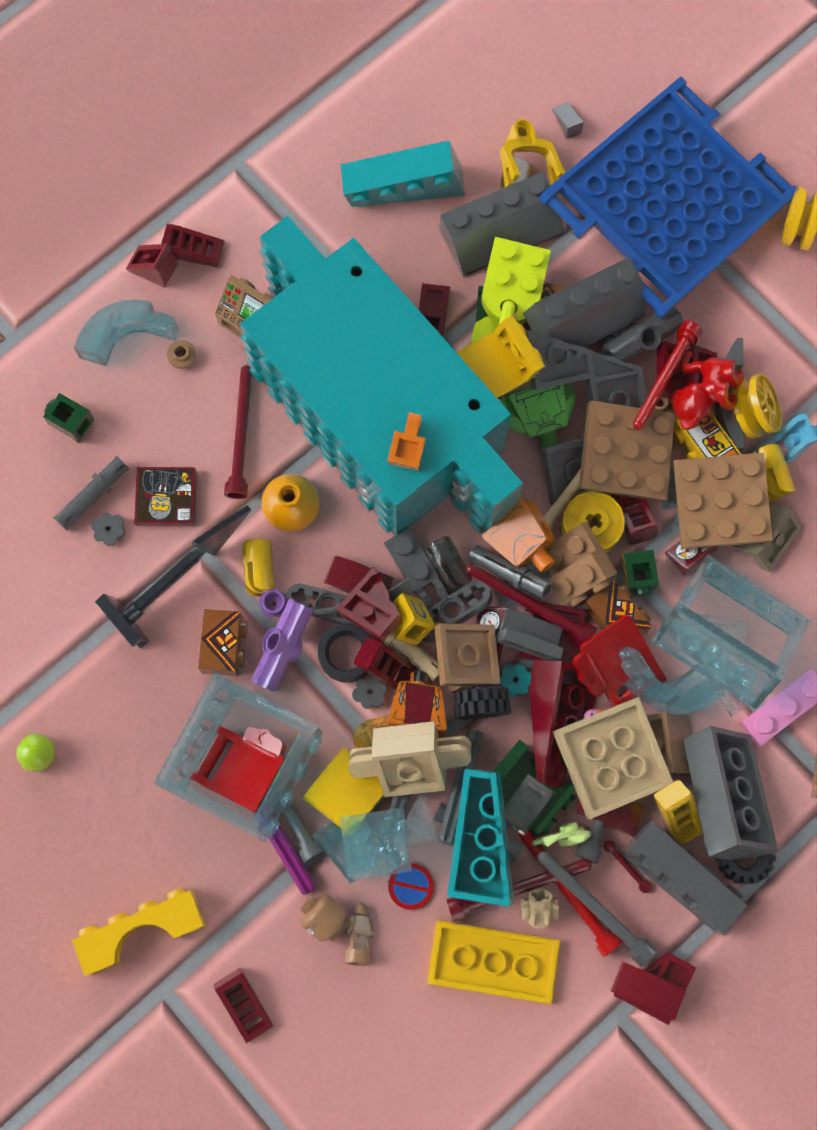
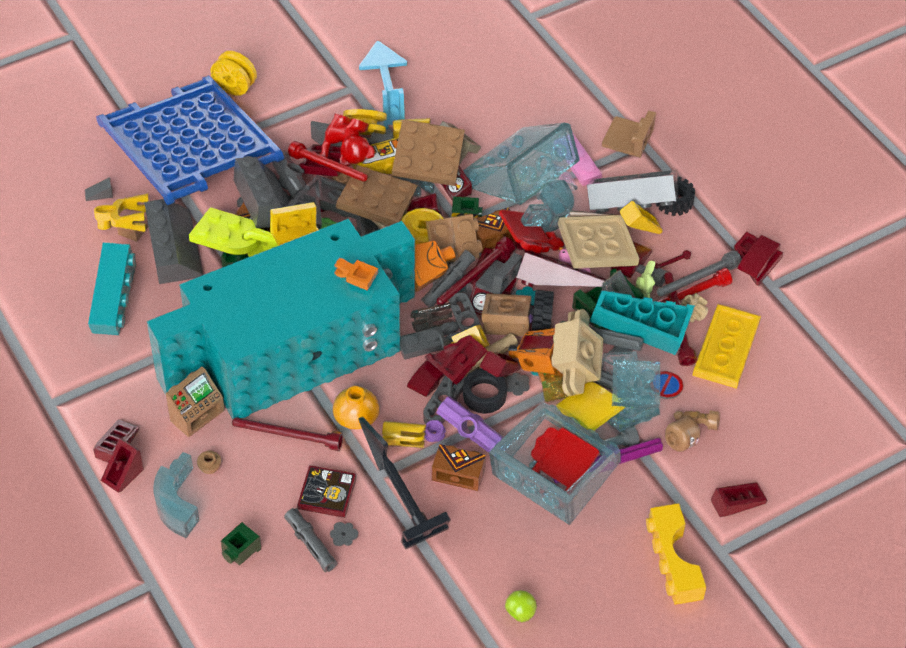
camera: 80 degrees left, 25 degrees down
(684, 878) = (683, 227): dark grey wedge -> none

